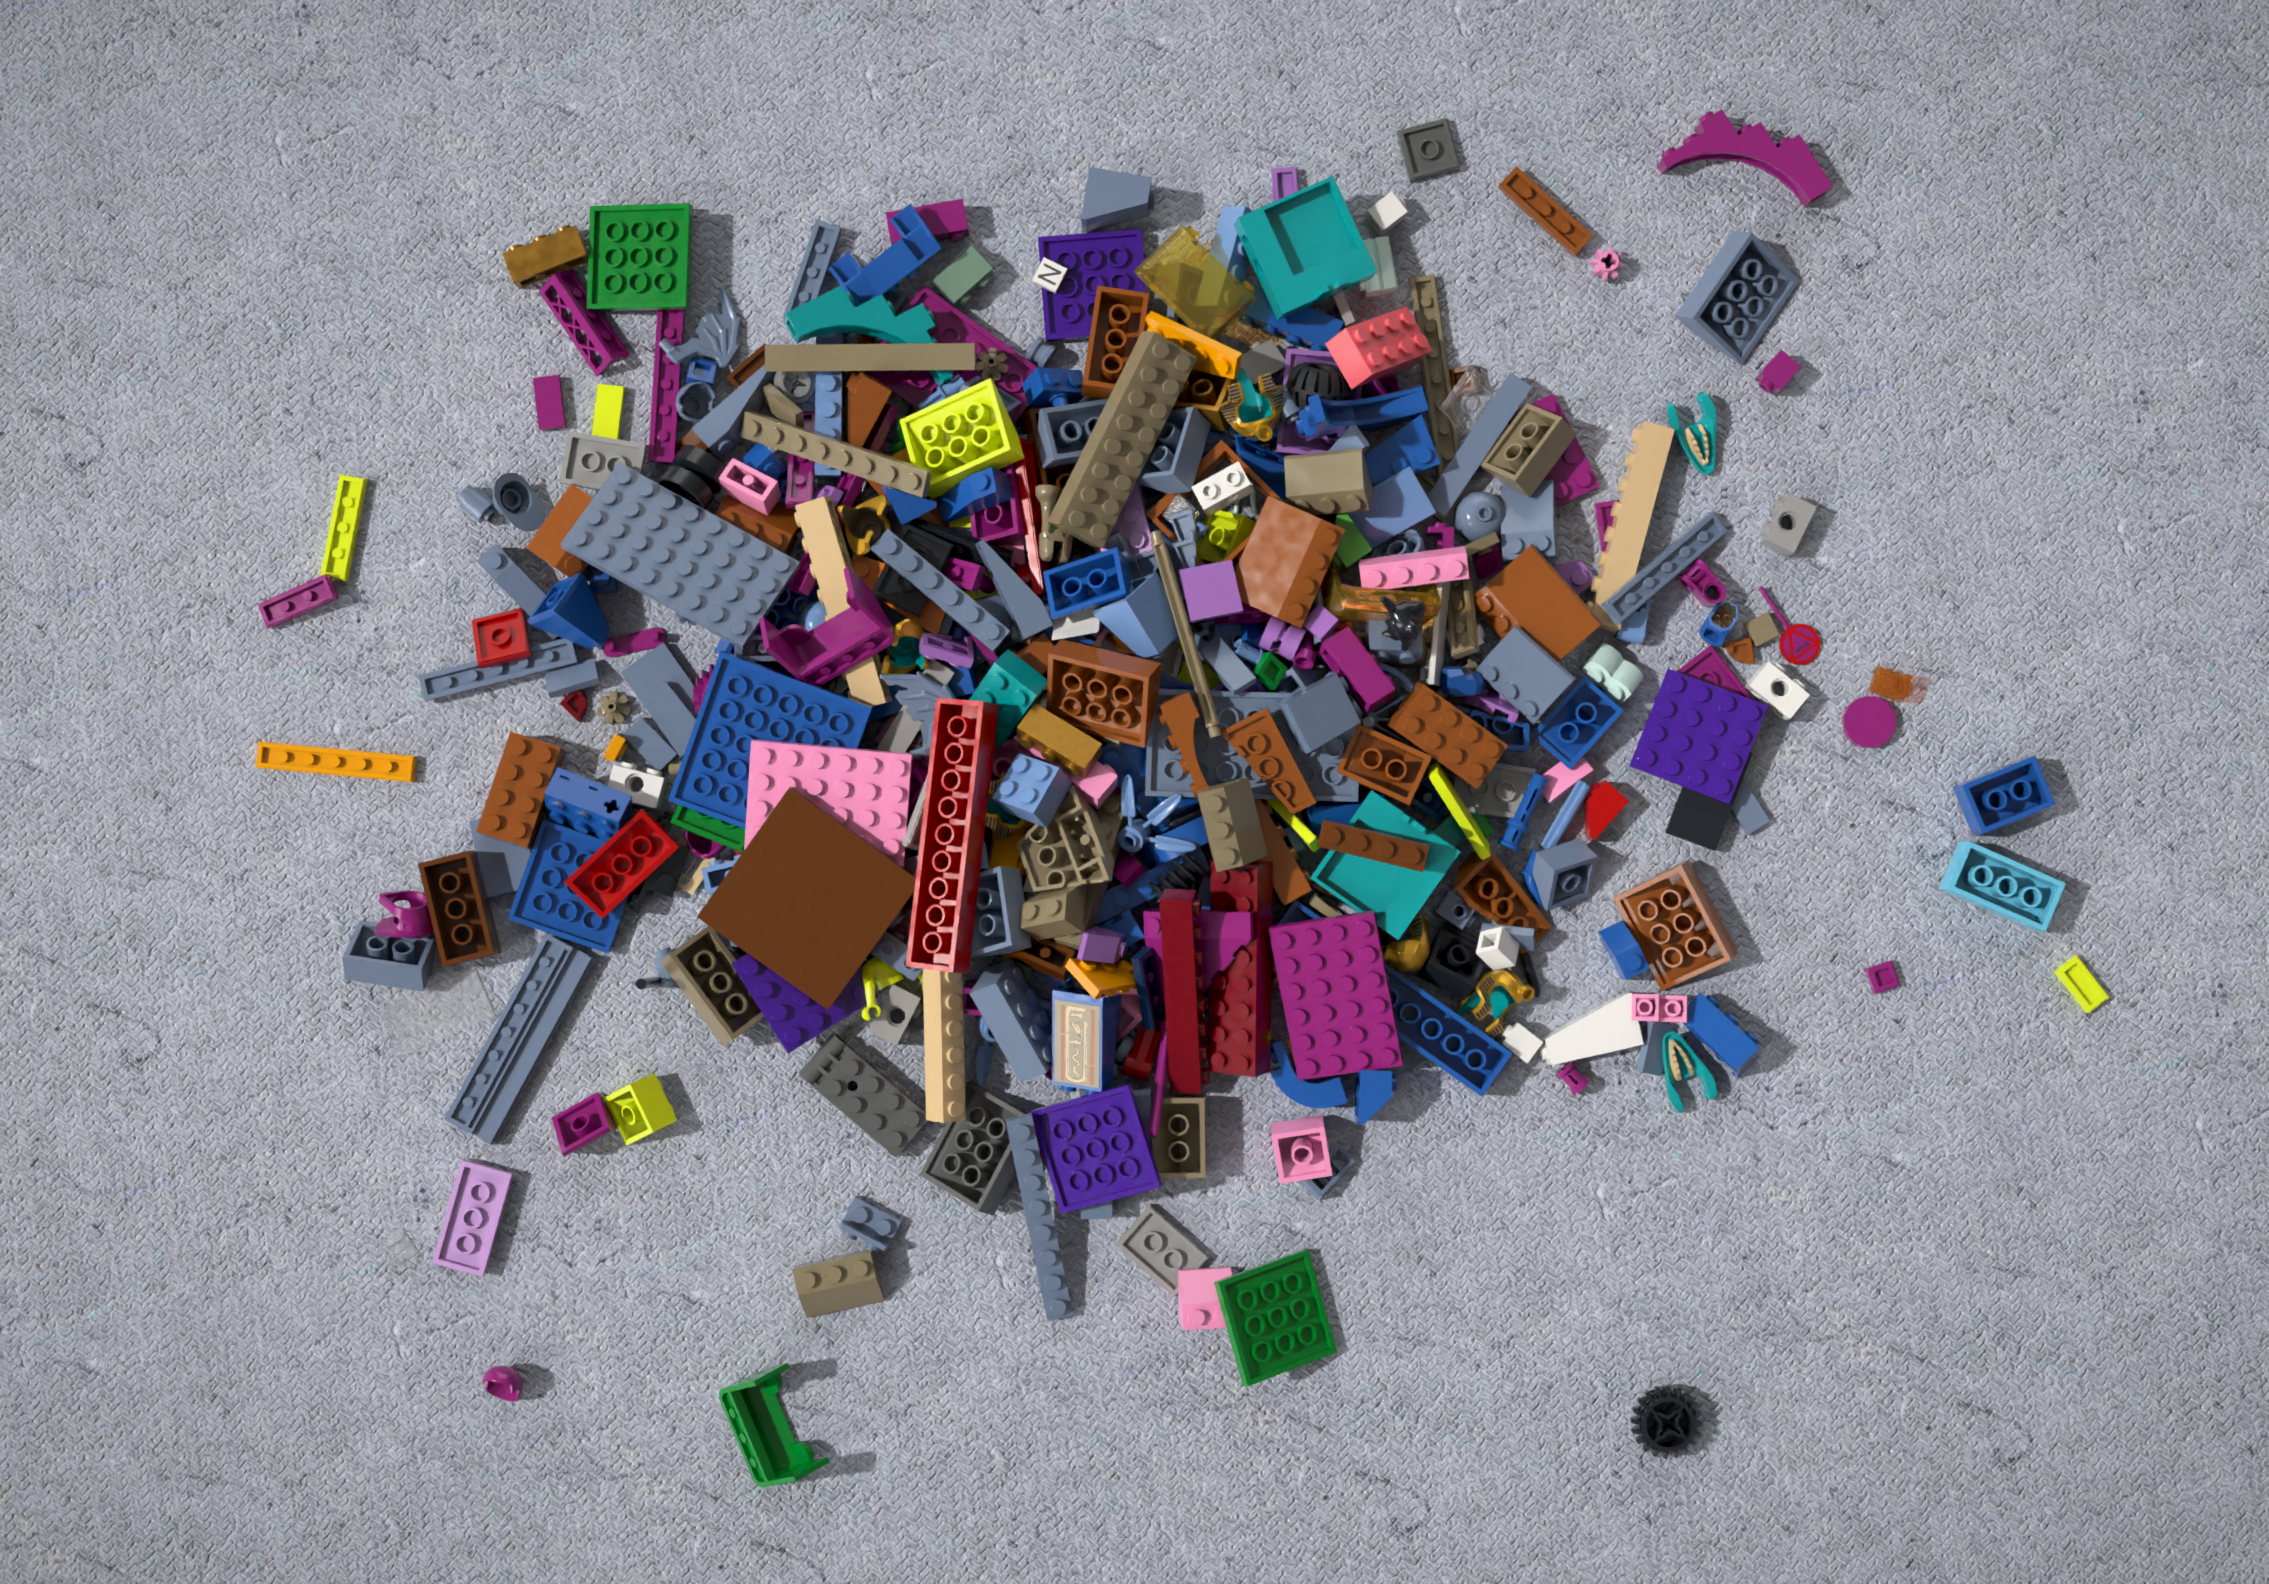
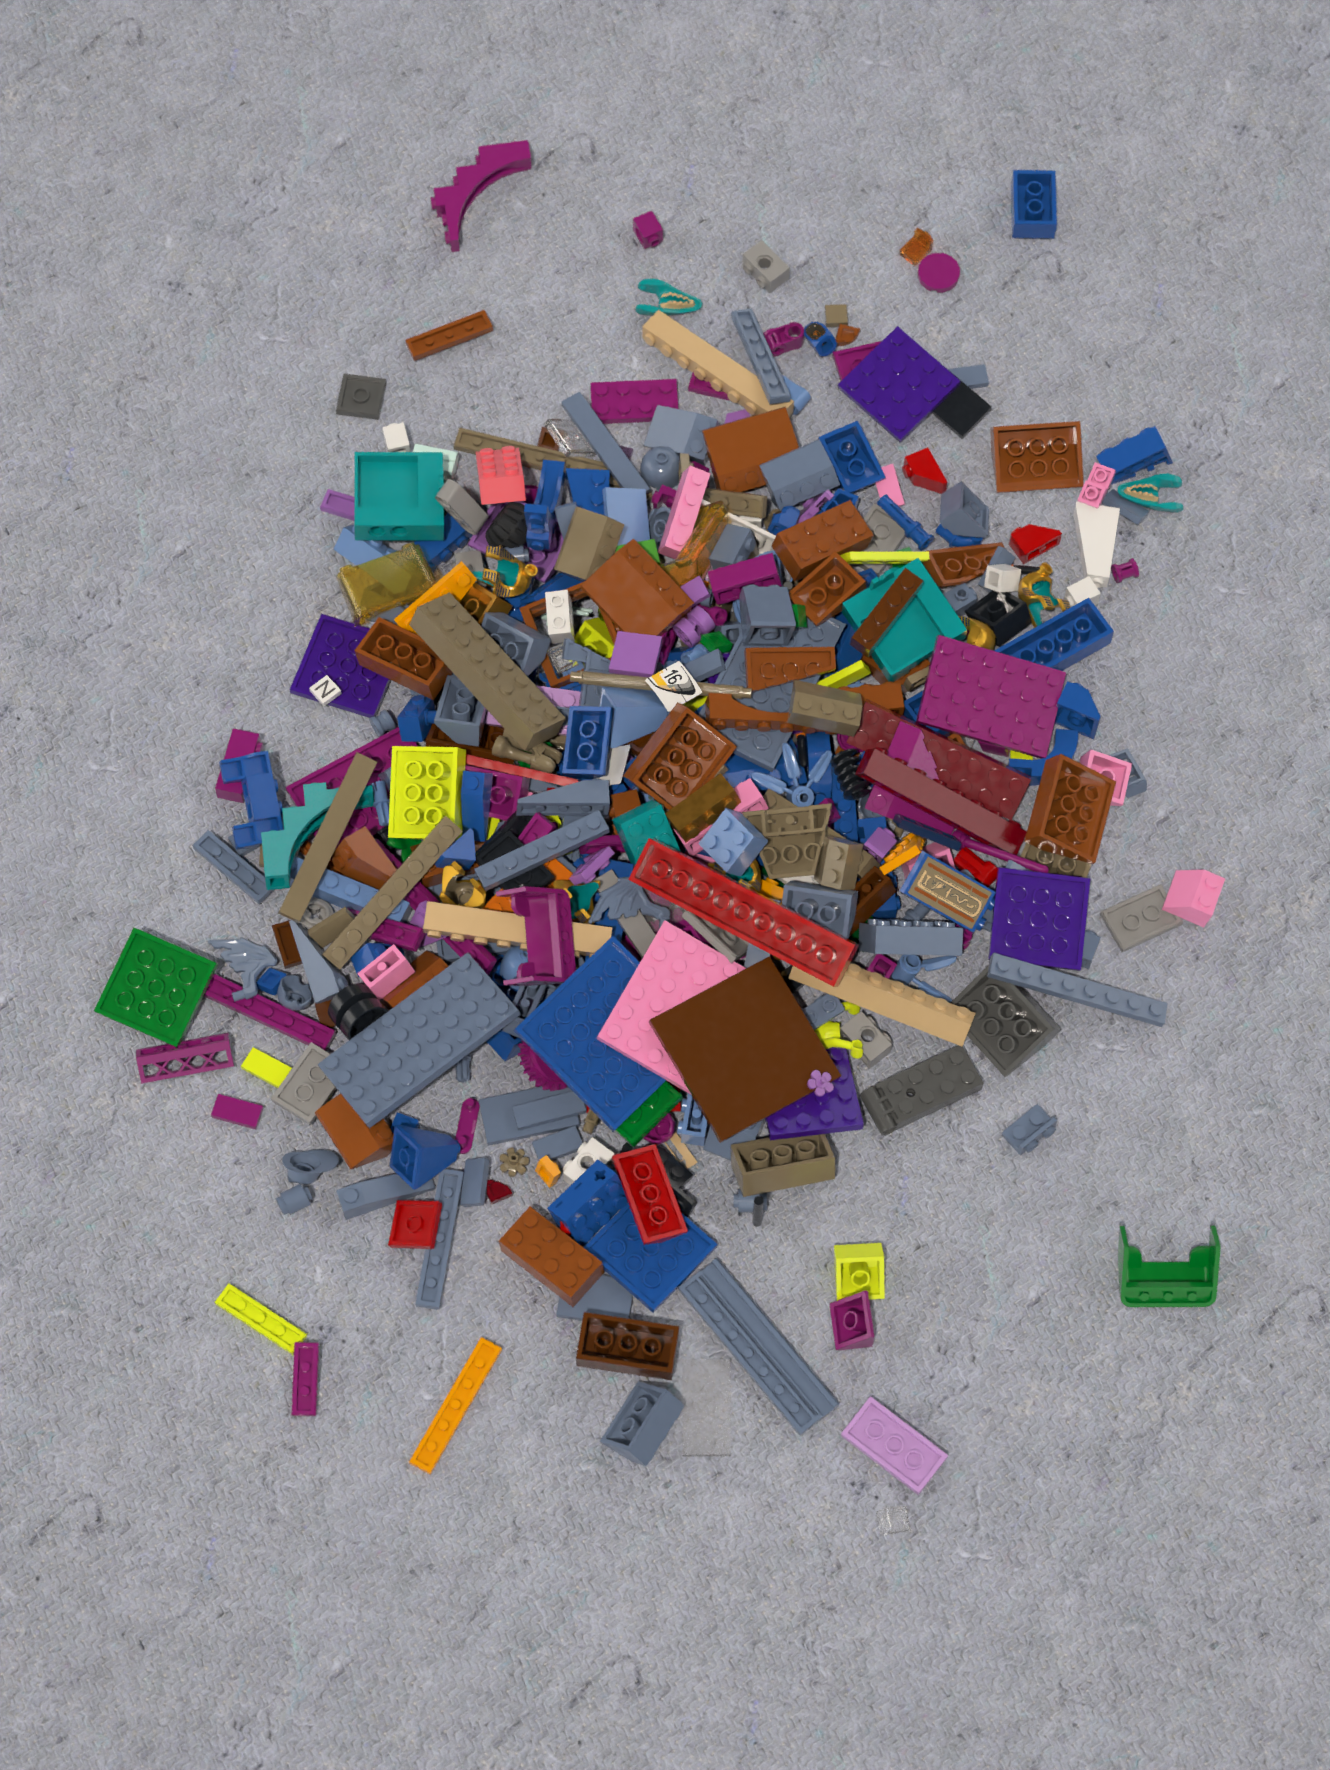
camera: 65 degrees left, 20 degrees down
(406, 922) = (621, 1390): magenta helmet -> none
(503, 1383) = (1047, 1474): magenta hair -> none
(546, 256) = (116, 1062): pearl gold brick -> none
(807, 992) = (820, 1082): none -> medium lavender plant
(838, 1283) = (1069, 1171): dark tan slope -> none
(964, 278) = (294, 755): sand green brick -> none
(992, 369) = (379, 756): dark tan plant -> none
(1115, 198) = (288, 620): sand blue slope -> none
(1186, 649) = (674, 685): none -> sticker
(1237, 1133) = (1070, 810): none -> dark orange slope
(1275, 1317) = (1228, 847): green plate -> none
(1314, 322) = (461, 507): none -> light grey beam
(1334, 748) = (800, 616): none -> green tile
(1403, 620) = (725, 524): black animal -> none
(1528, 449) = (626, 410): dark tan slope -> none
(1564, 961) = (1033, 541): none -> red slope
(1566, 814) = (919, 496): medium blue axle -> none
(1612, 673) = (824, 421): light aqua brick -> none
(1613, 262) = (510, 309): bright pink gear -> none
(1623, 951) = (1042, 498): blue slope -> none
(1738, 296) = (577, 234): sand blue slope -> none
(1762, 689) = (893, 310): white brick -> none
(1798, 642) = (856, 295): piece -> none
(1882, 976) = (1136, 336): magenta tile -> none
(2002, 886) = (1101, 230): medium azure brick -> none
(2081, 984) = (1196, 211): neon yellow tile -> none

